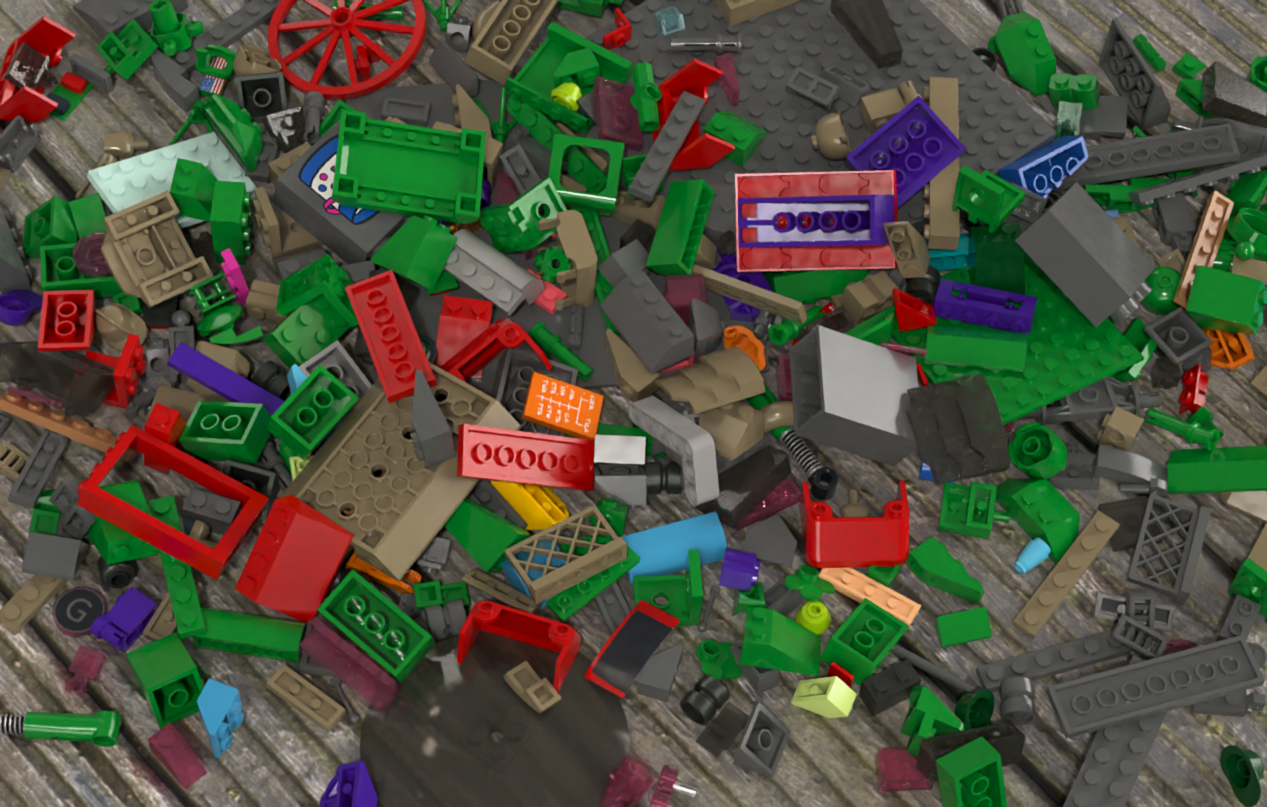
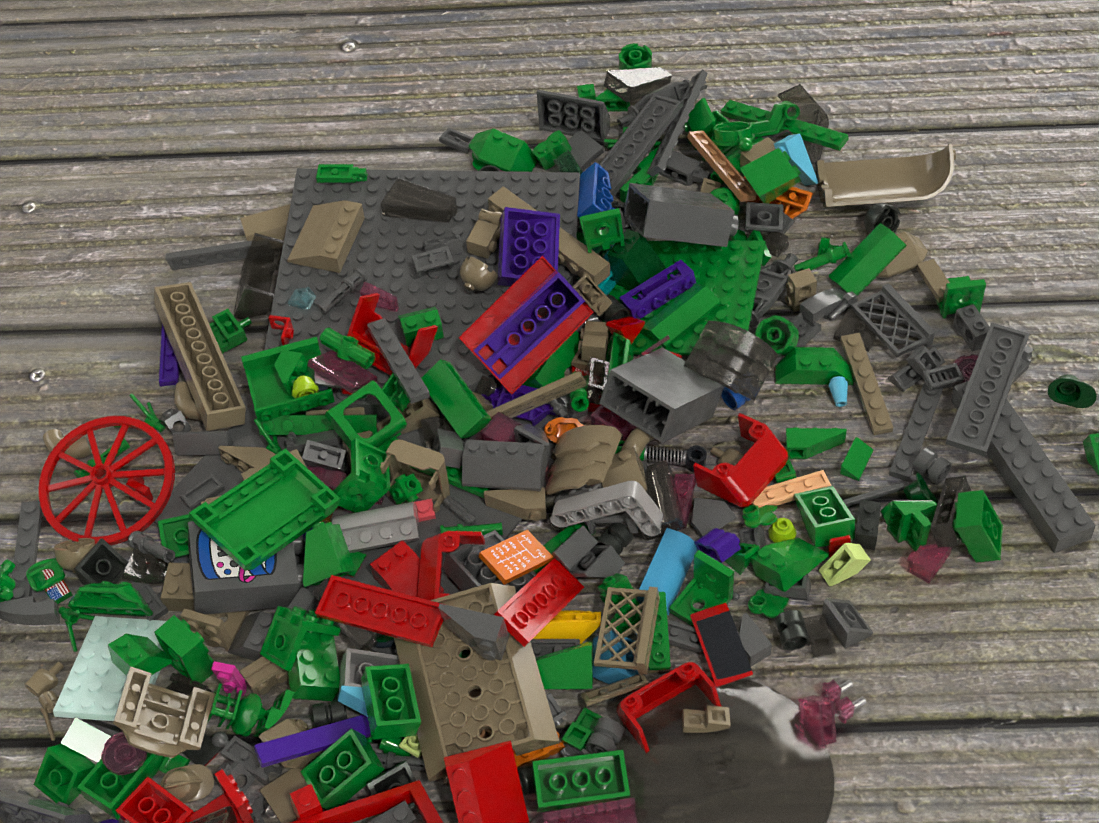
camera: 40 degrees left, 5 degrees down
(970, 510) = (781, 398): green plate -> none
(1194, 382) = (799, 239): red hinge -> none

